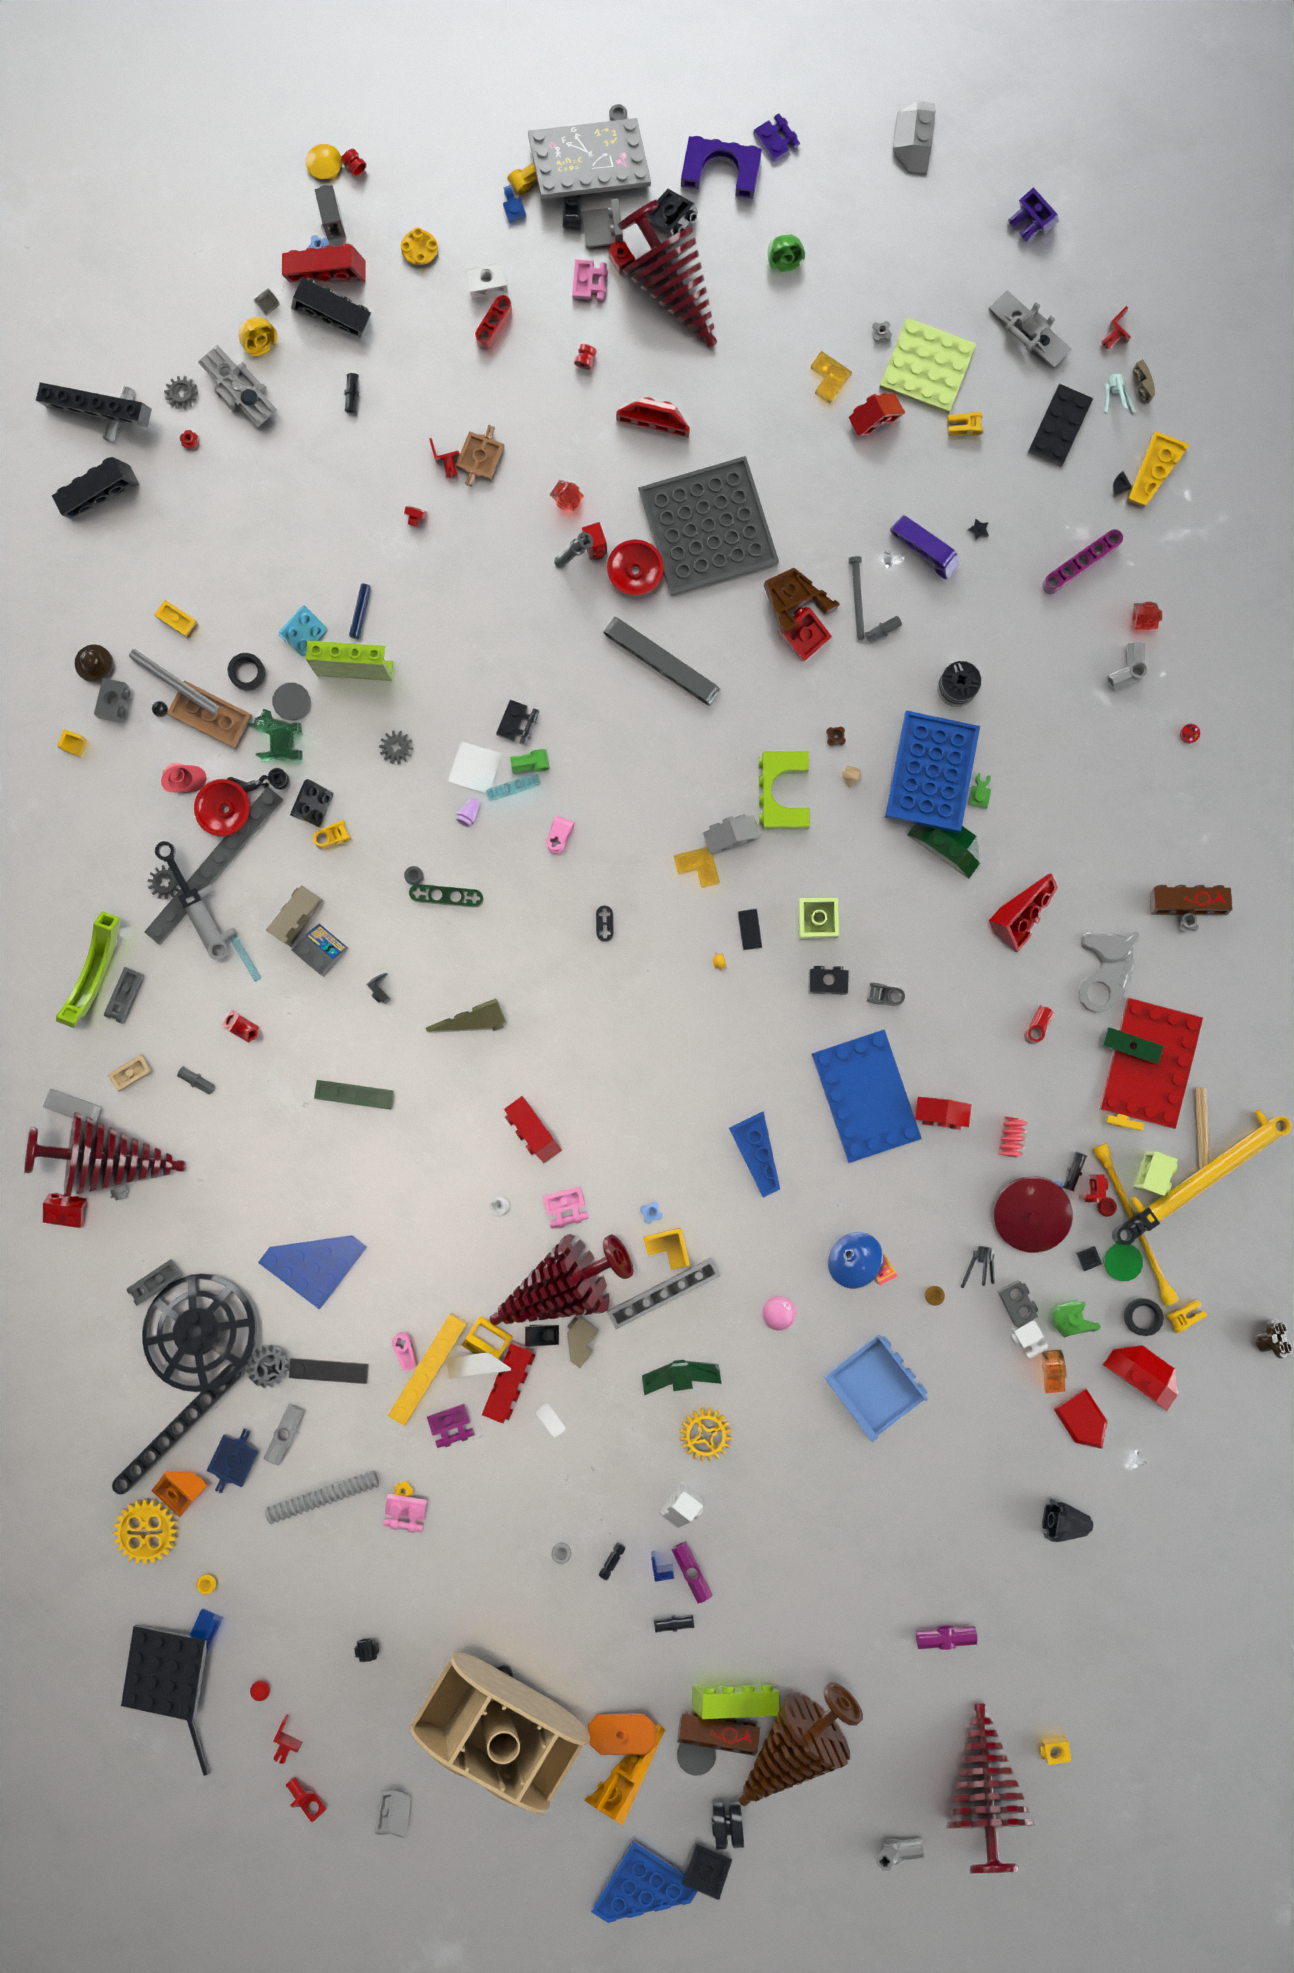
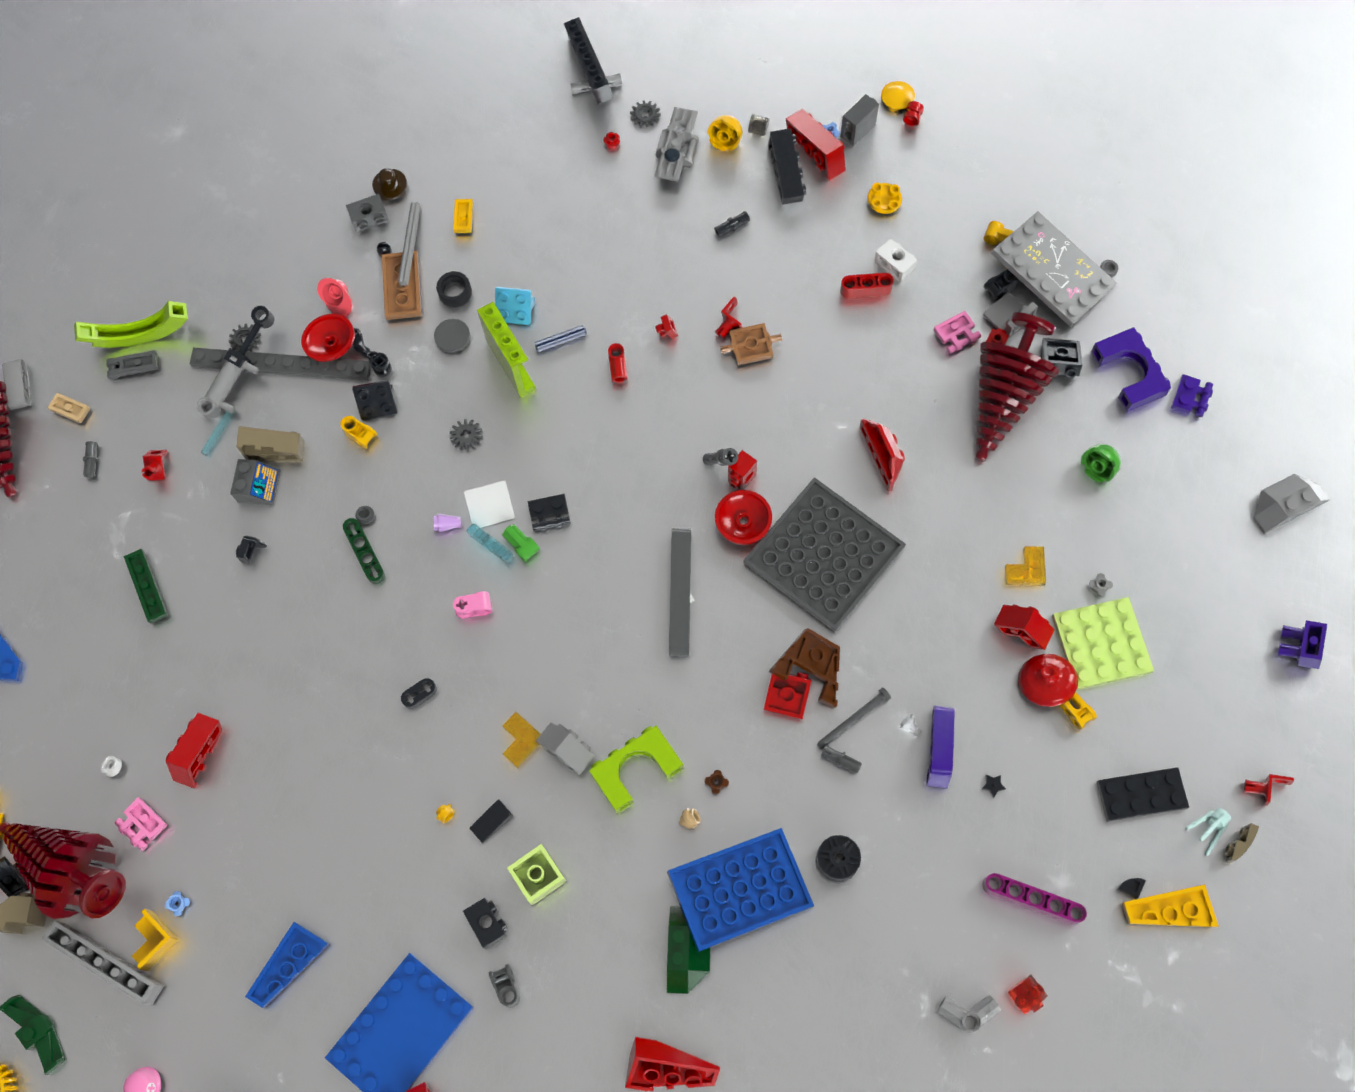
camera: 60 degrees right, 15 degrees down
(72, 743) = (315, 206): yellow panel -> none
(94, 487) = (527, 101): black wedge -> none
(280, 737) = (416, 344): clear green animal -> none
(421, 579) = (617, 363): none -> red piece
(483, 1017) = (272, 645): olive wedge -> none
(513, 207) = (971, 242): blue plate -> none
(566, 495) = (765, 427): clear red brick -> none
(585, 356) = (892, 368): red wheel -> none
(929, 428) = (1048, 680): none -> red hat
(980, 794) = (752, 950): bright green plate -> none
(1044, 340) = (1211, 709): light grey piece -> none

